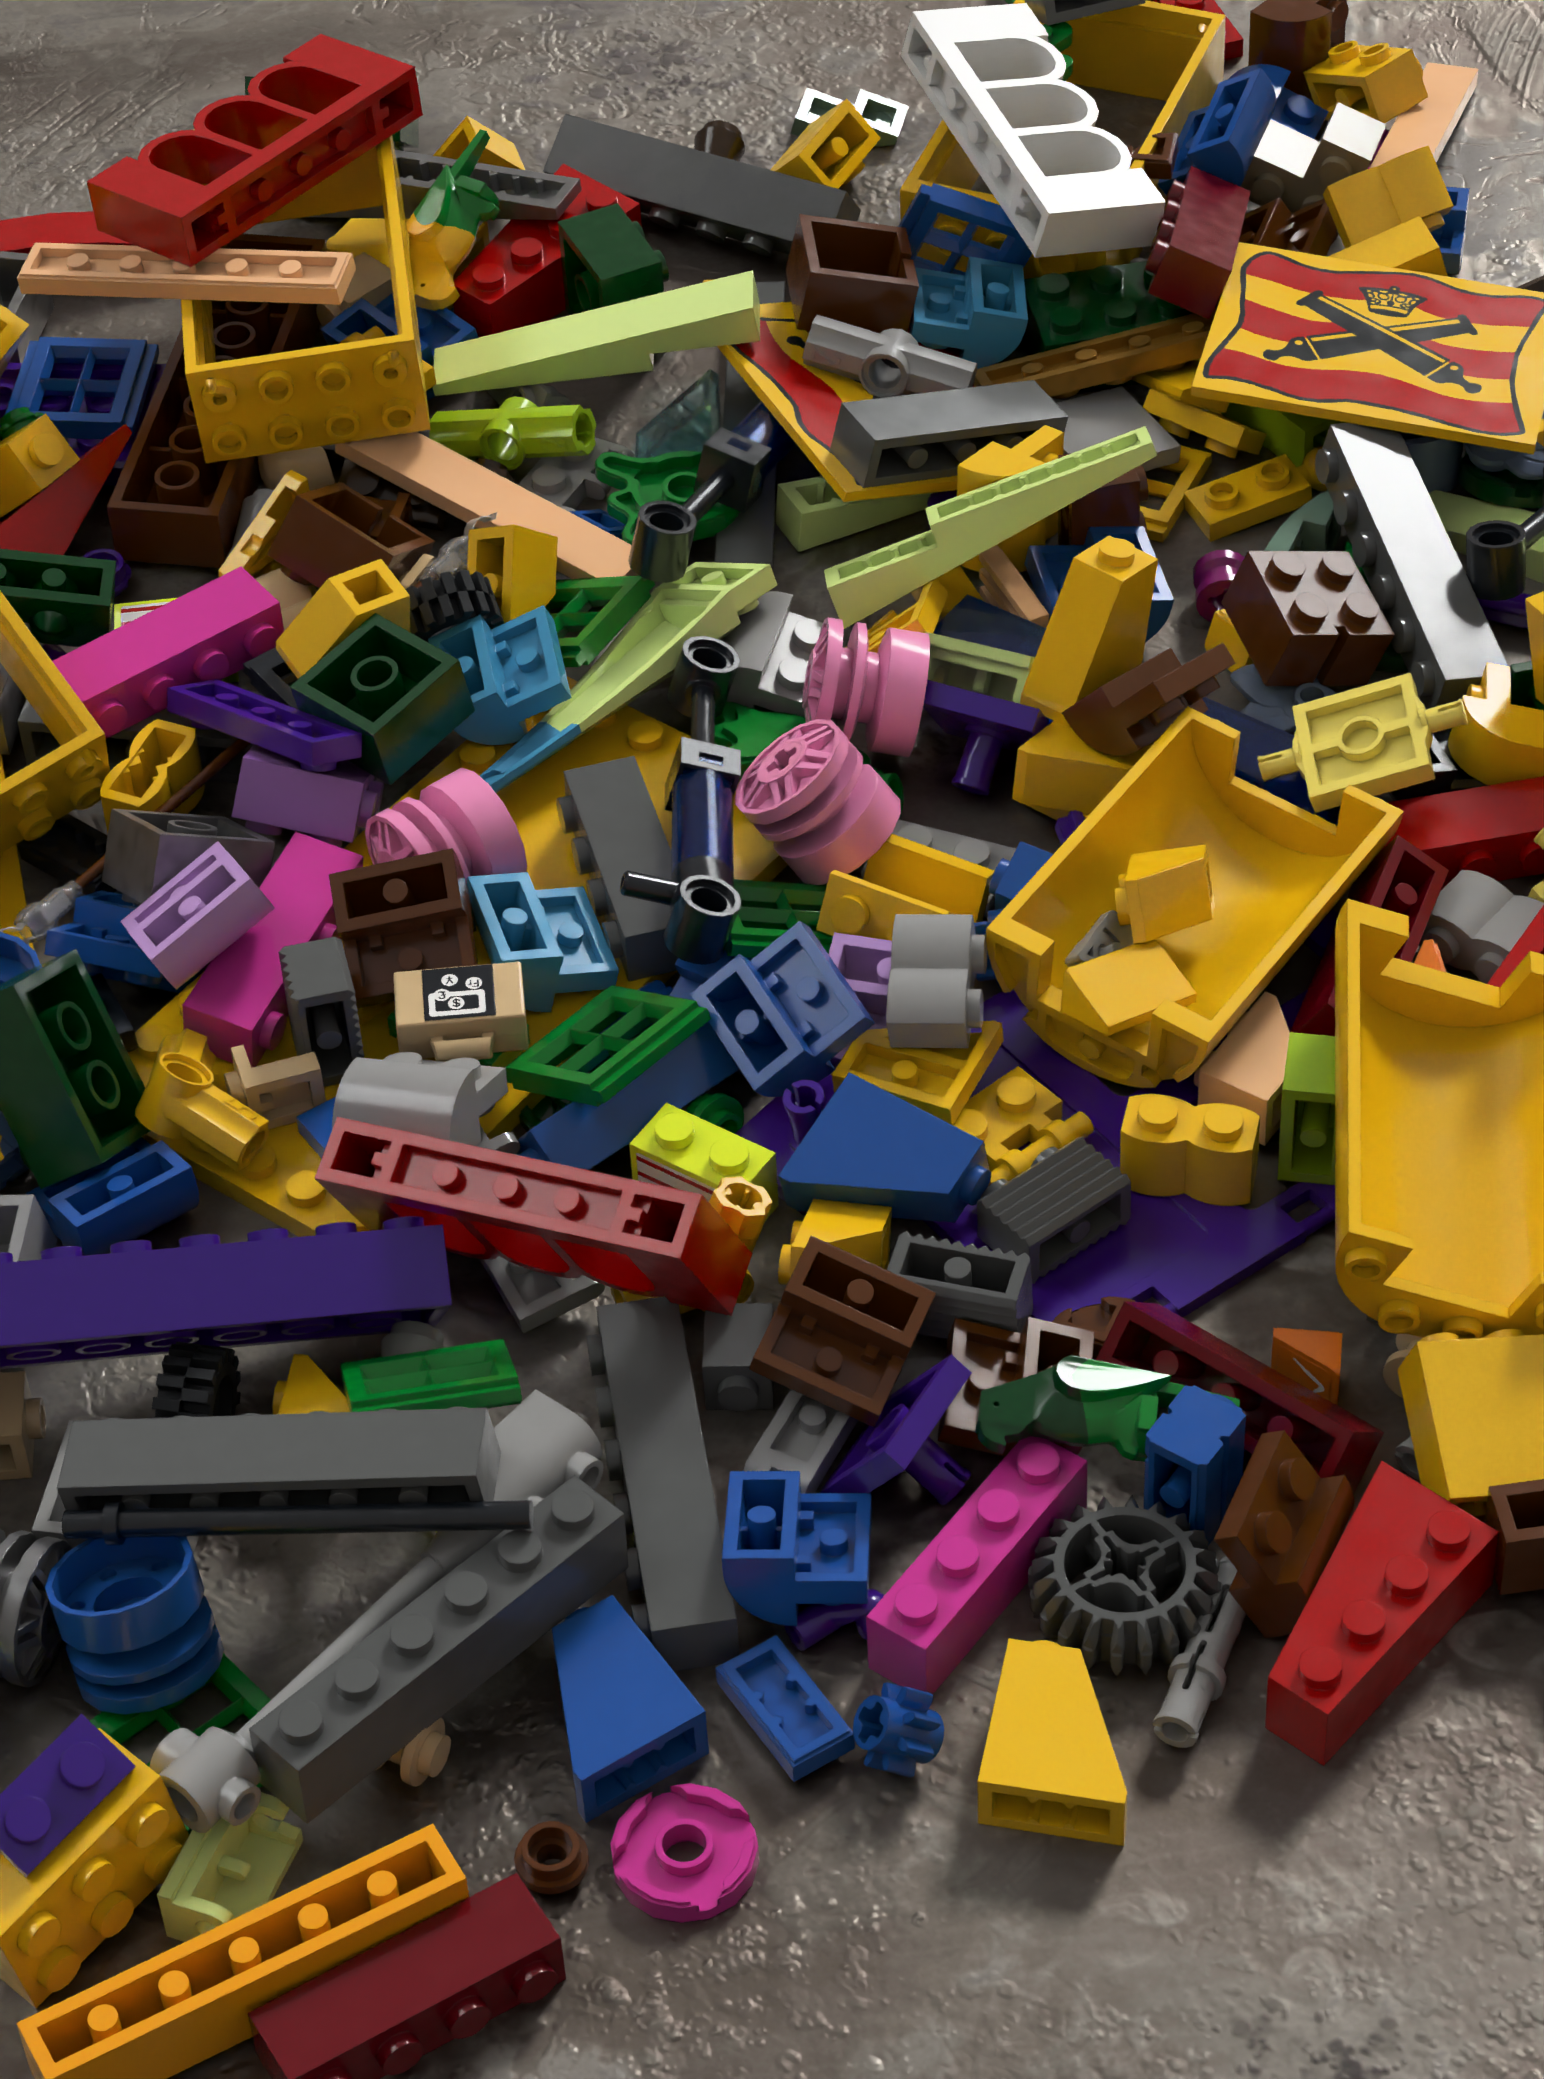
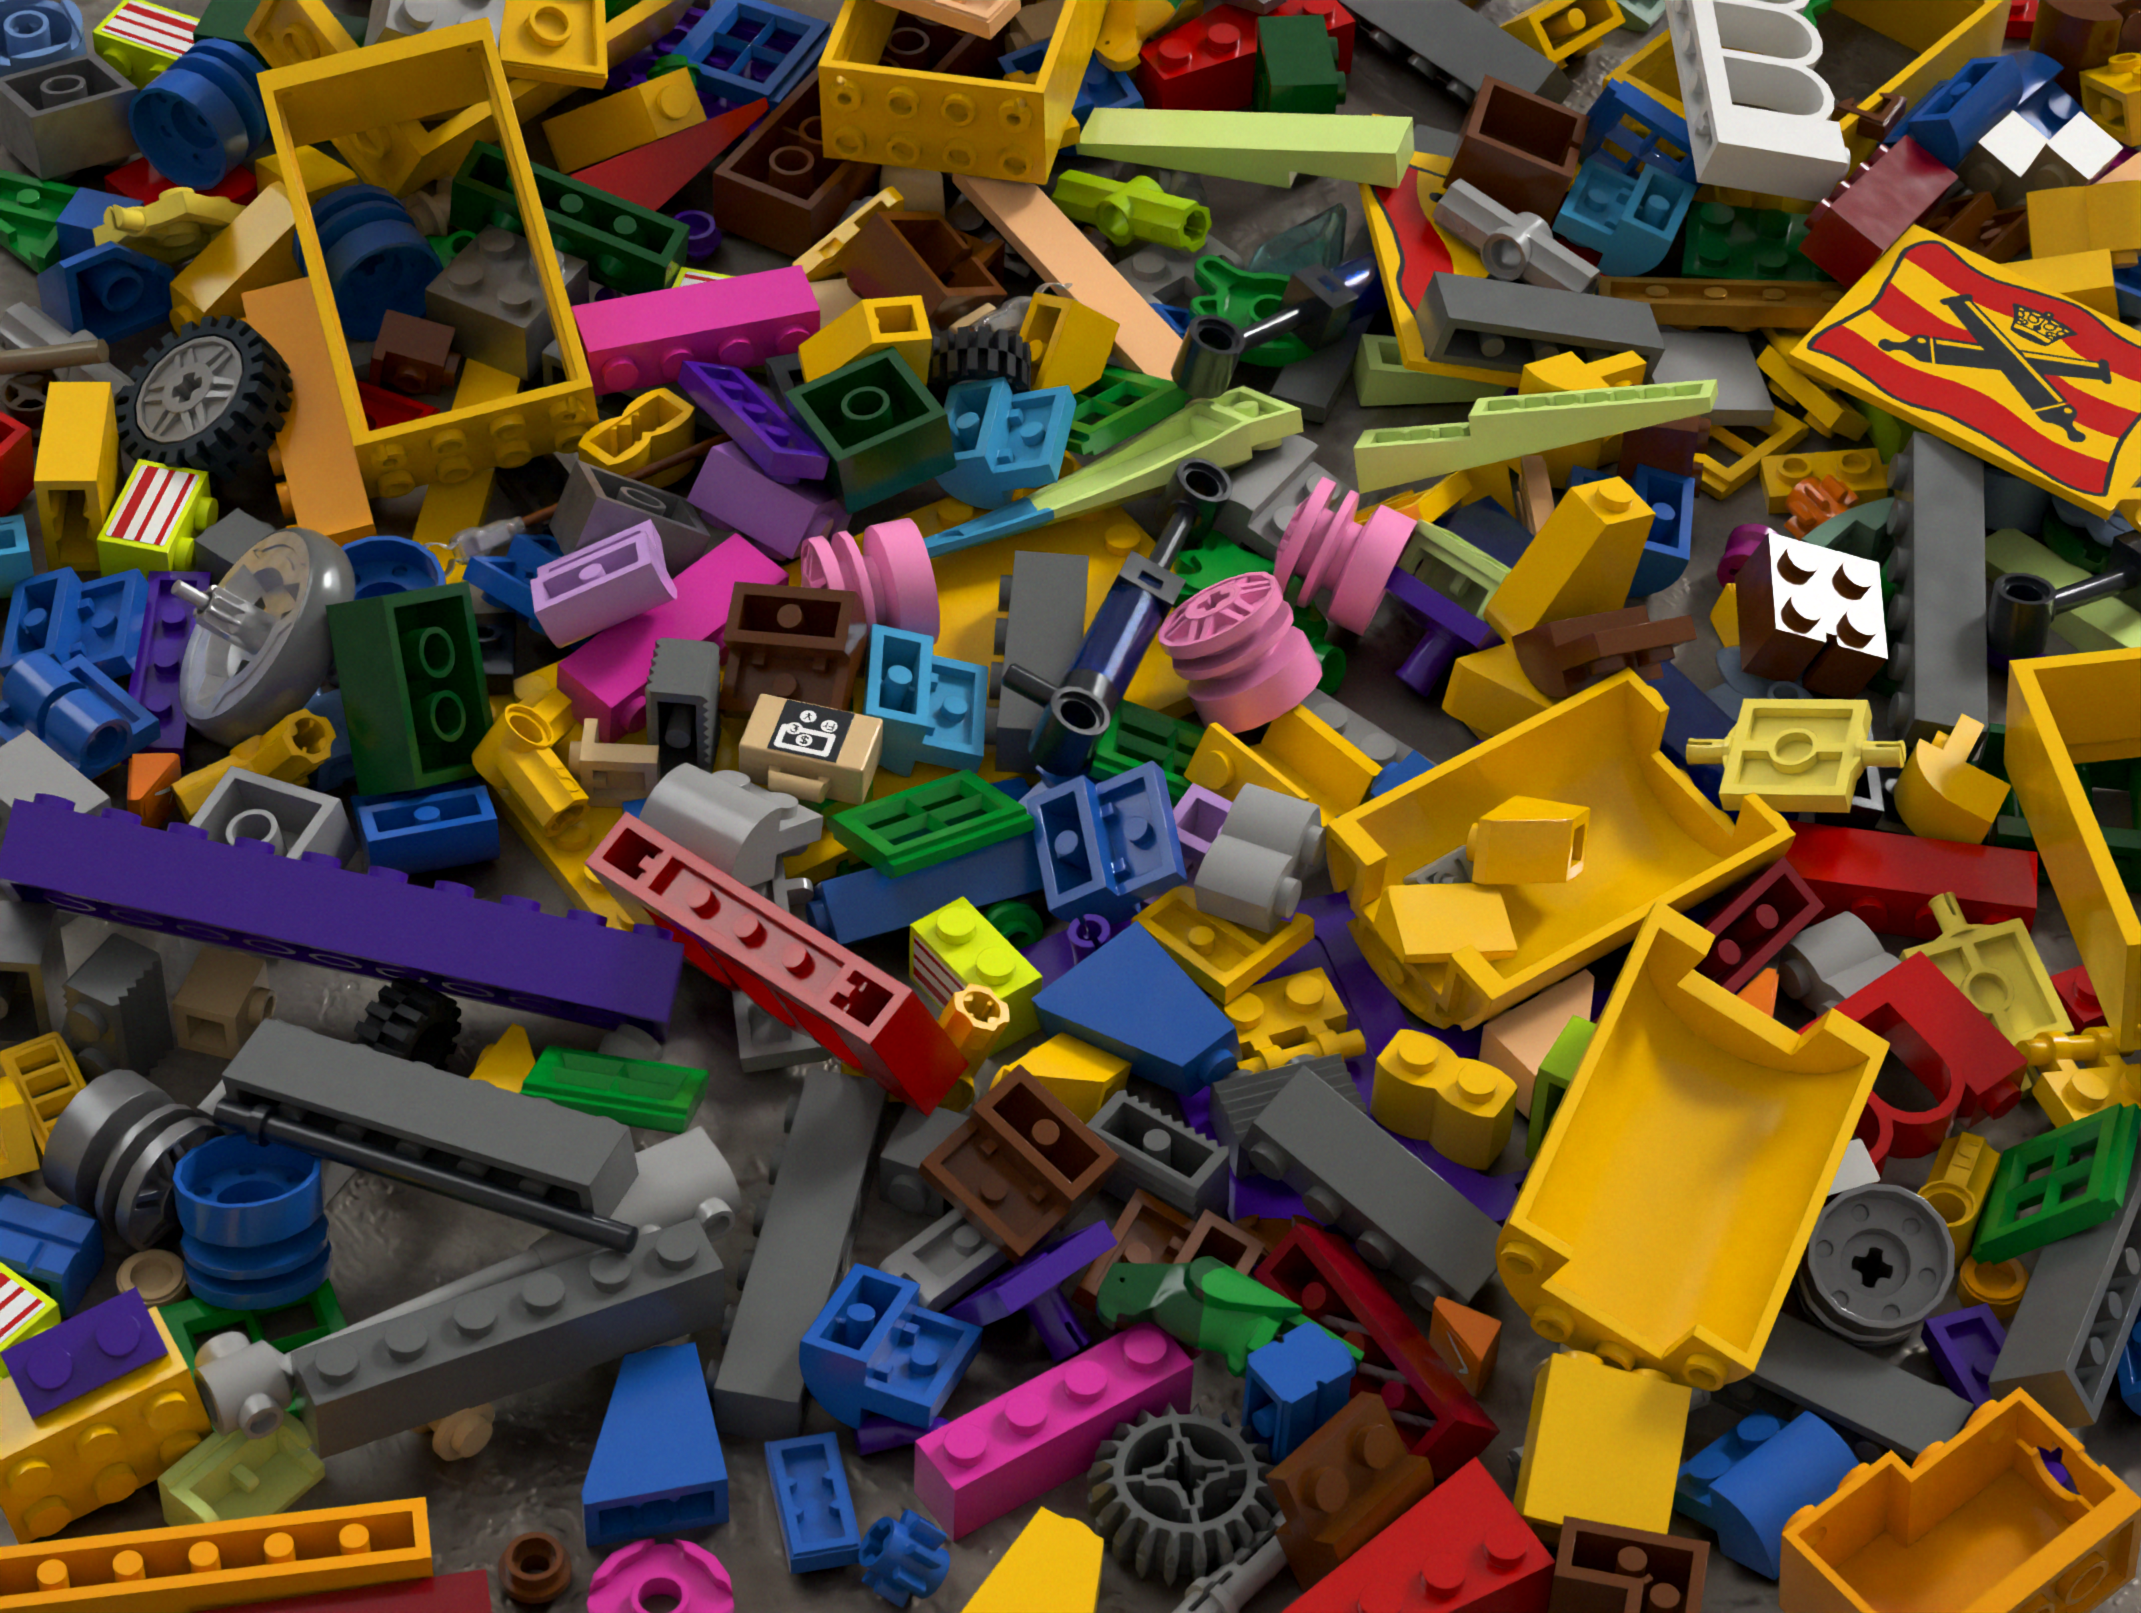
camera: 15 degrees right, 0 degrees up
(46, 1711) = (156, 1275): none -> tan tile
(1177, 1252) = (1374, 1191): none -> dark grey brick
(1258, 519) = (1816, 502): none -> orange gear

